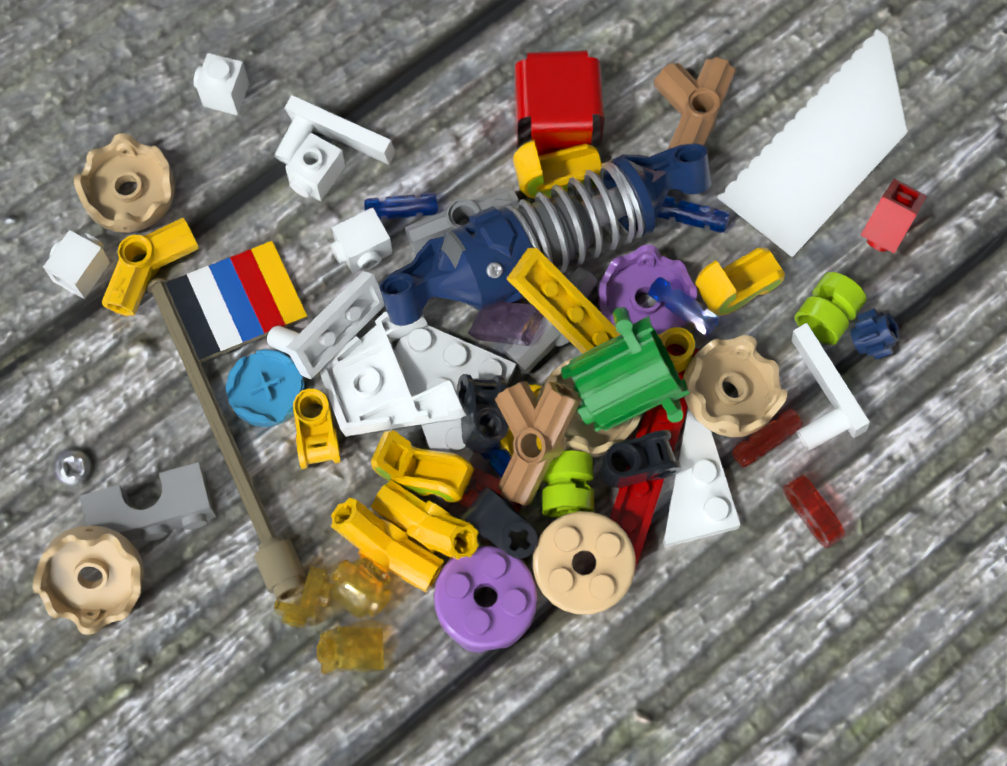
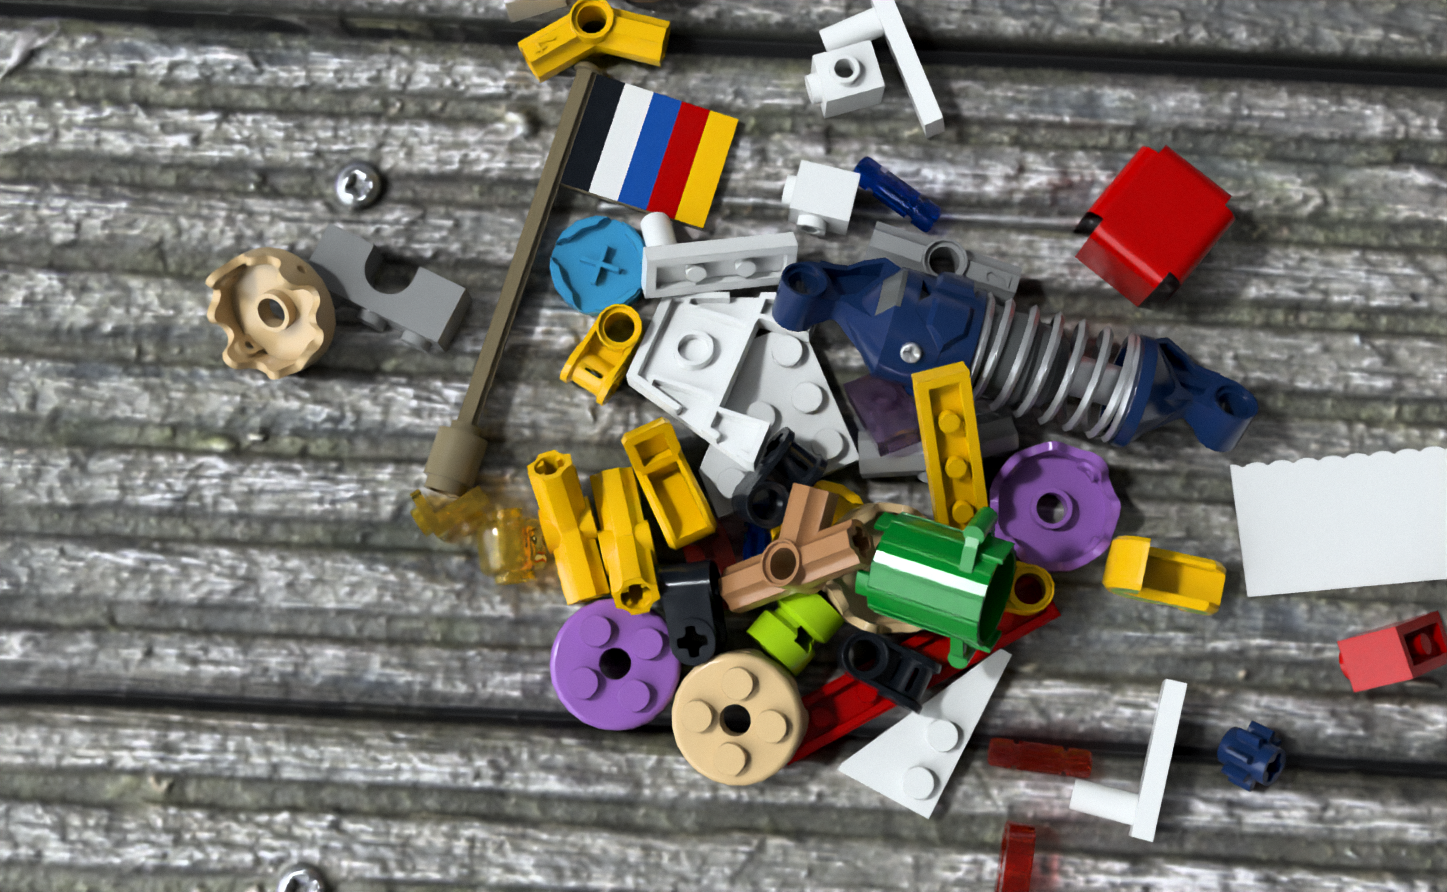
camera: 45 degrees right, 10 degrees up
(351, 650) = (450, 597): clear yellow bracket -> none
(555, 168) = (1083, 293): yellow animal -> none
(683, 306) = (1077, 553): clear blue axle -> none
(691, 95) = (1302, 331): medium nougat piece -> none
(694, 214) = (1187, 464): clear blue axle -> none
(750, 373) = (1082, 688): tan plate -> none
(831, 307) = (1238, 686): lime wheel -> none

